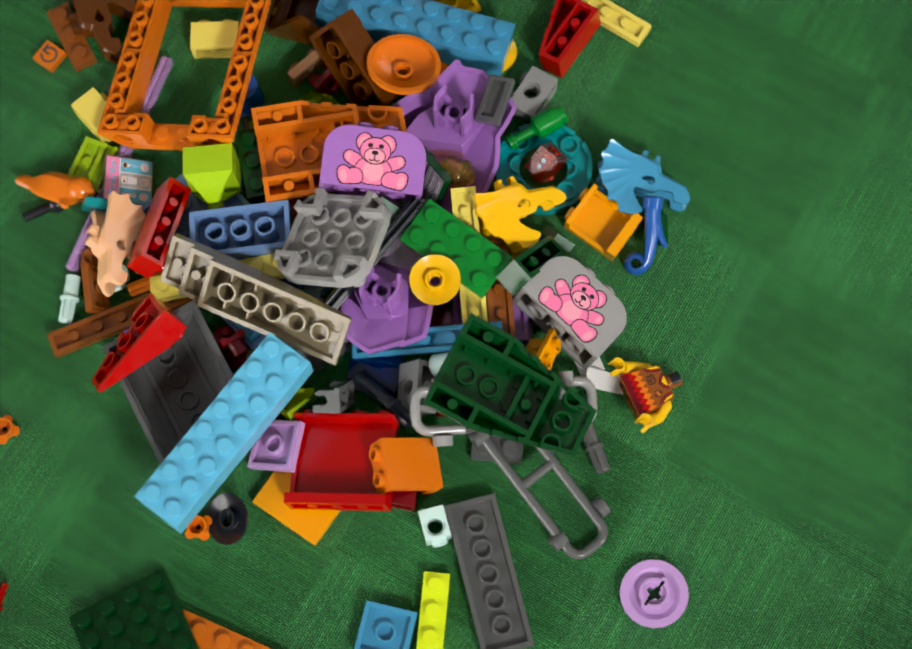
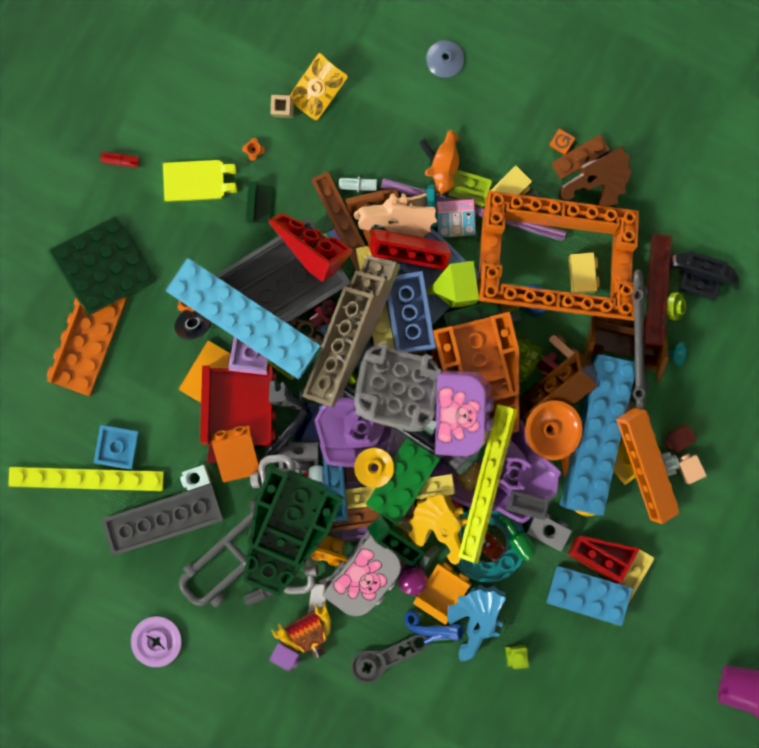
camera: 80 degrees right, 15 degrees up
(36, 505) = (197, 180): none -> neon yellow tile
(77, 426) = (259, 203): none -> dark green panel
(469, 146) = (487, 483): none -> neon yellow plate
(589, 254) = (412, 580): none -> magenta hair
(614, 53) = (589, 595): none -> dark azure plate
(678, 422) = (285, 656): none -> medium lavender brick
(685, 299) = (383, 659): none -> dark grey beam
(687, 139) = (517, 656): none -> lime brick

